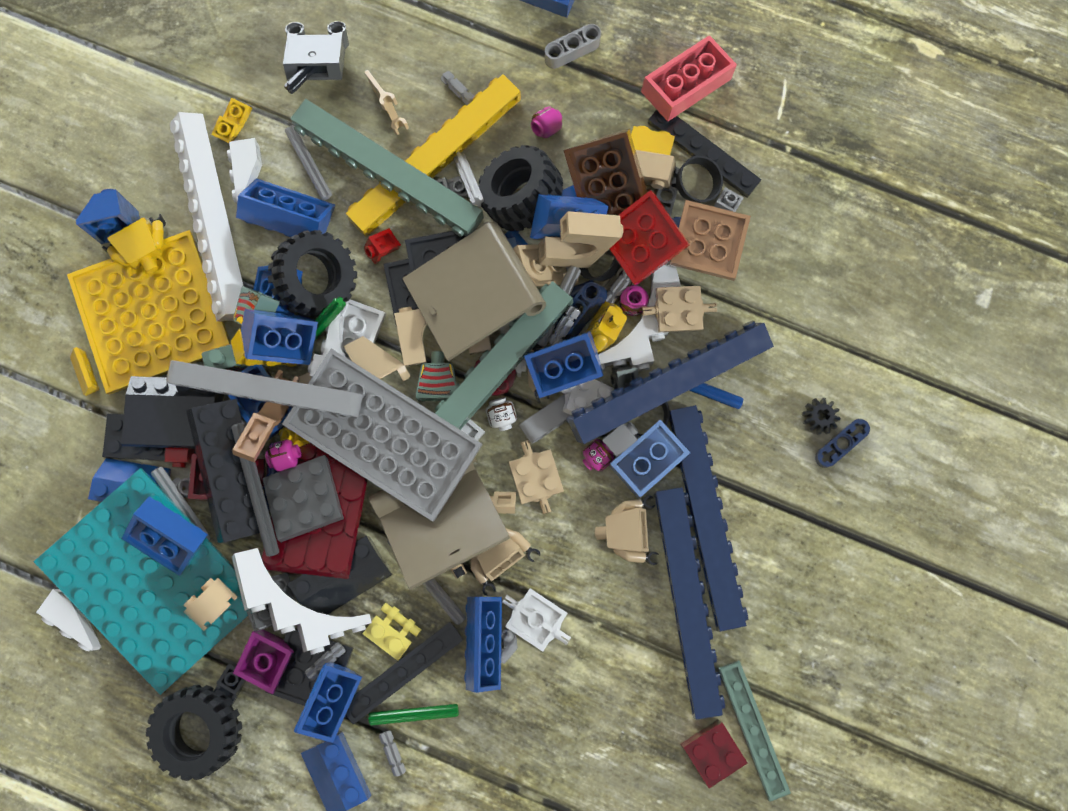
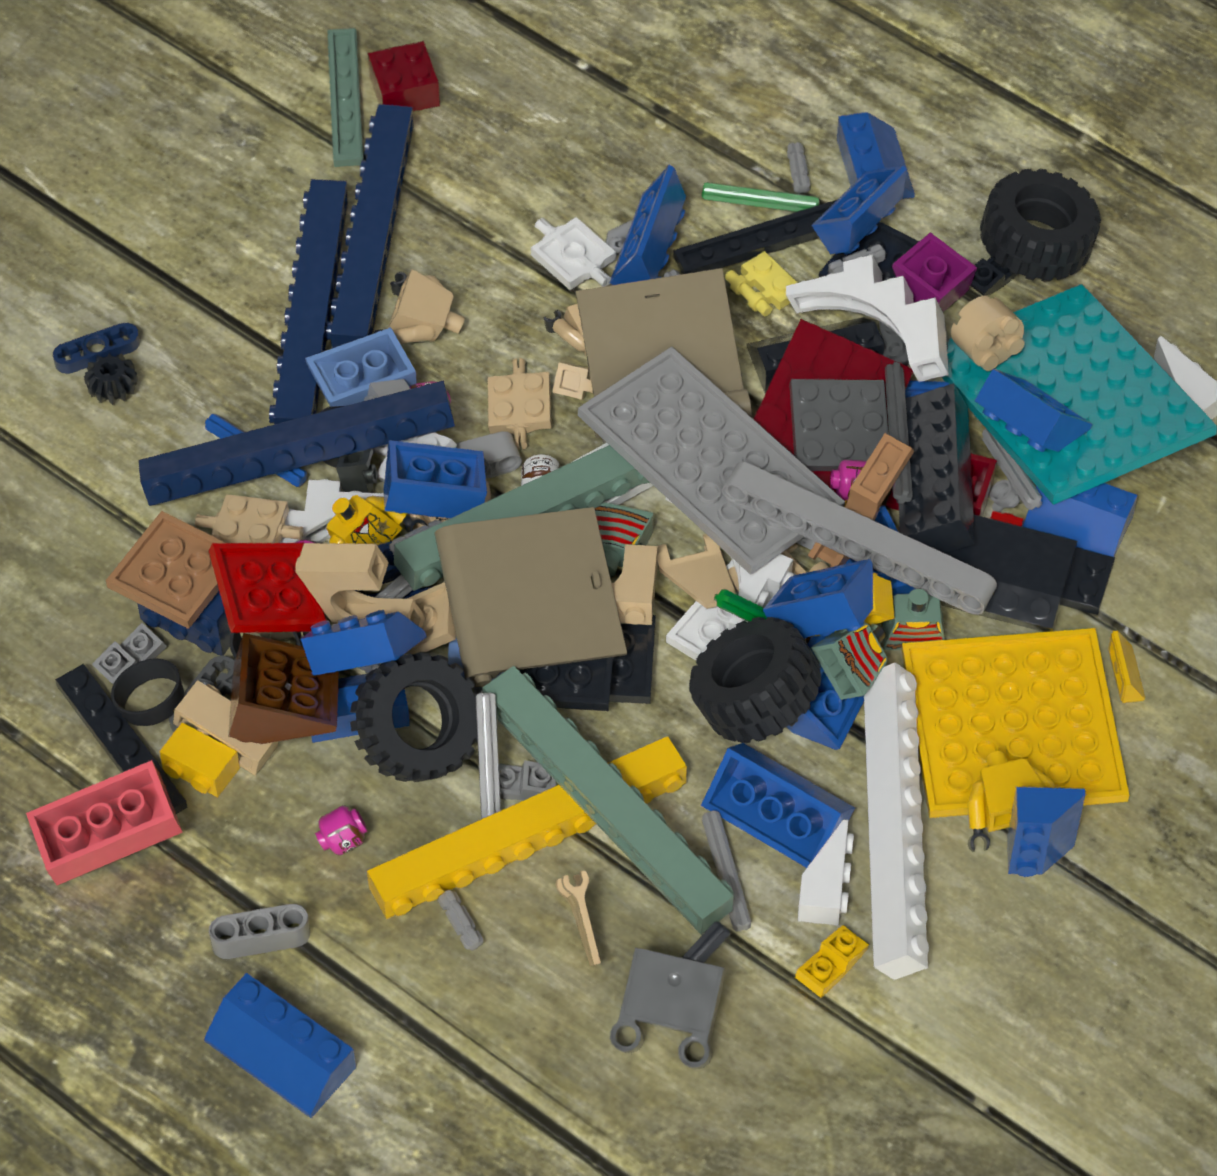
camera: 165 degrees left, 25 degrees down
(381, 245) = (645, 725): red bracket -> none

